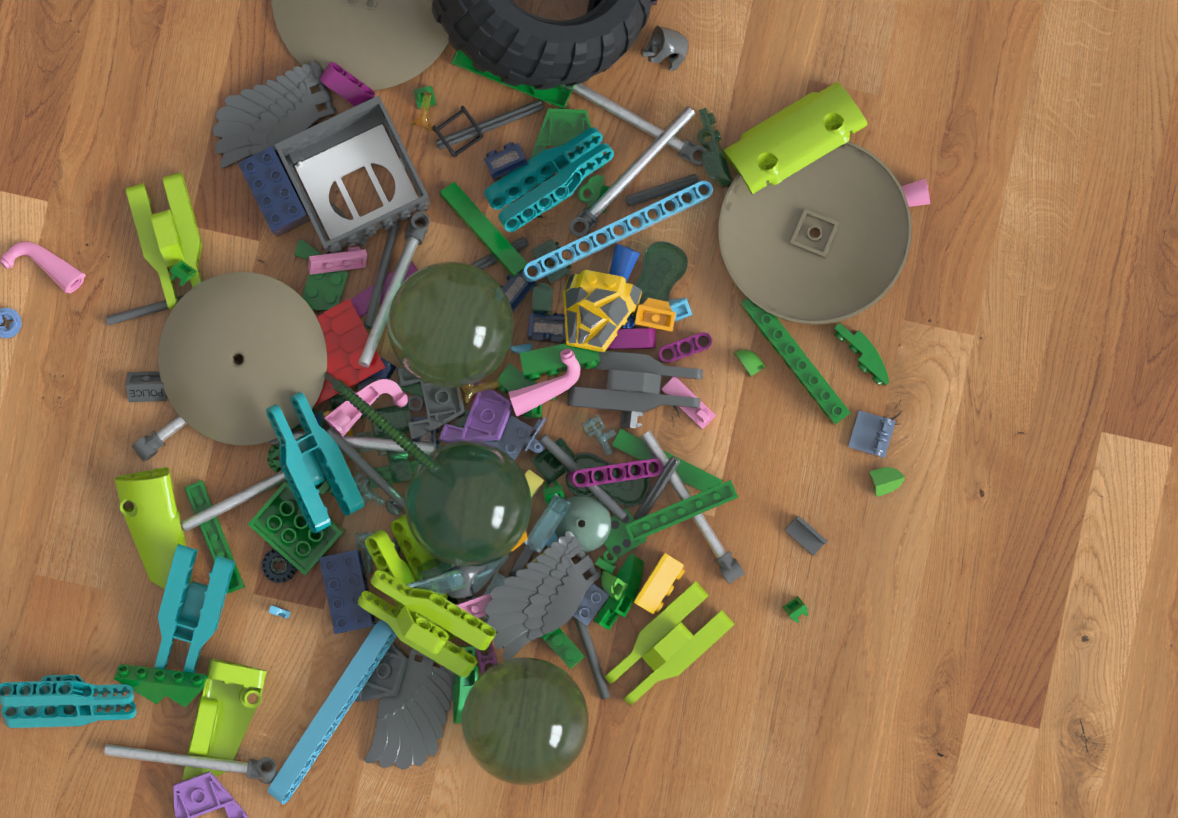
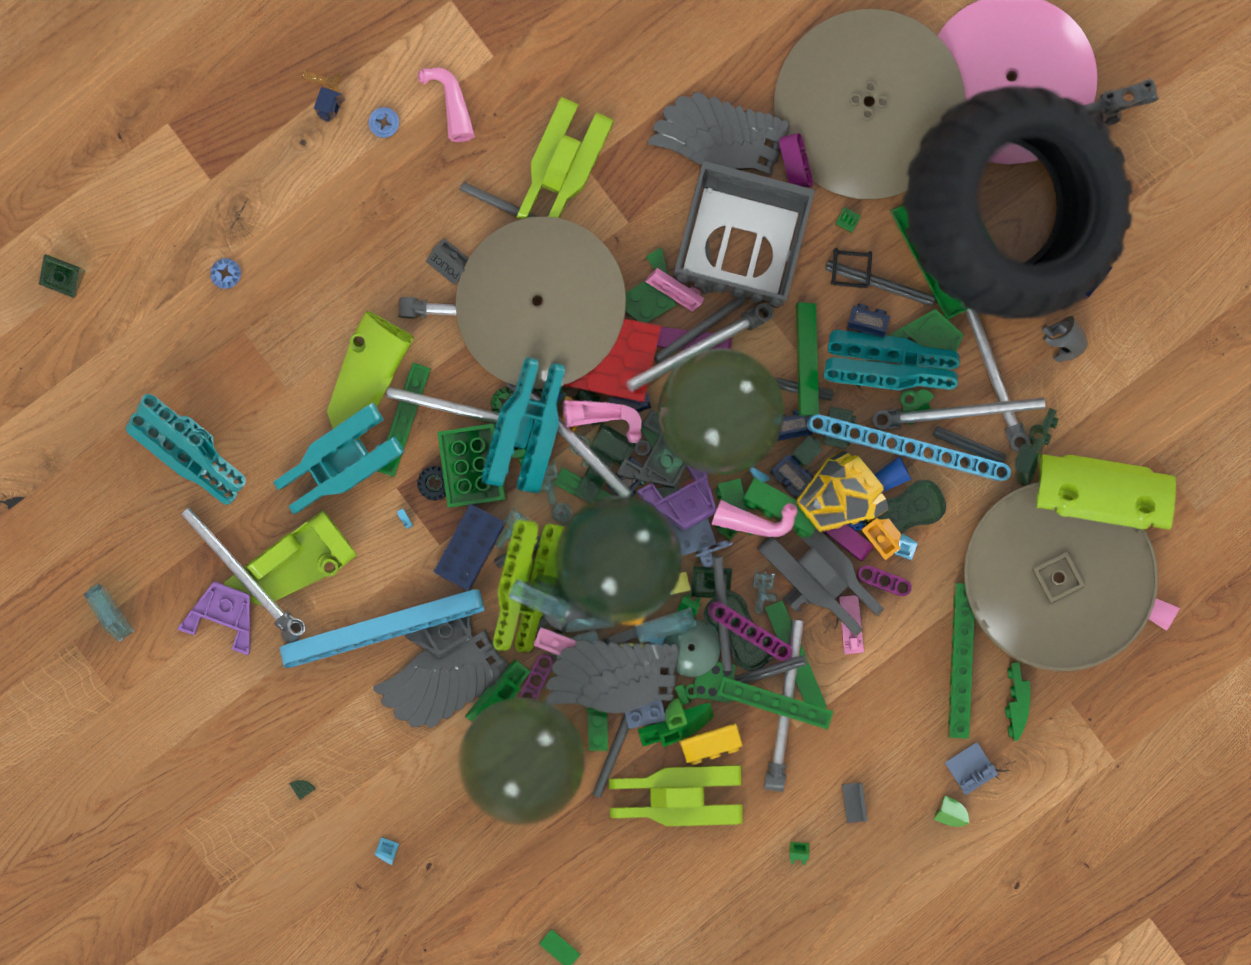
camera: 40 degrees right, 0 degrees up
(158, 683) = (268, 495): green slope -> none
(182, 271) = (551, 198): green tile -> none
(274, 191) = (672, 195): dark blue brick -> none
(367, 468) = (564, 468): dark grey piece -> none
(389, 429) = (607, 453): clear green hose -> none
(420, 632) = (500, 628): lime beam -> none
(423, 119) = (833, 235): clear yellow piece -> none
(470, 390) = (694, 474): clear yellow piece -> none
(750, 361) = (925, 633): bright green brick -> none

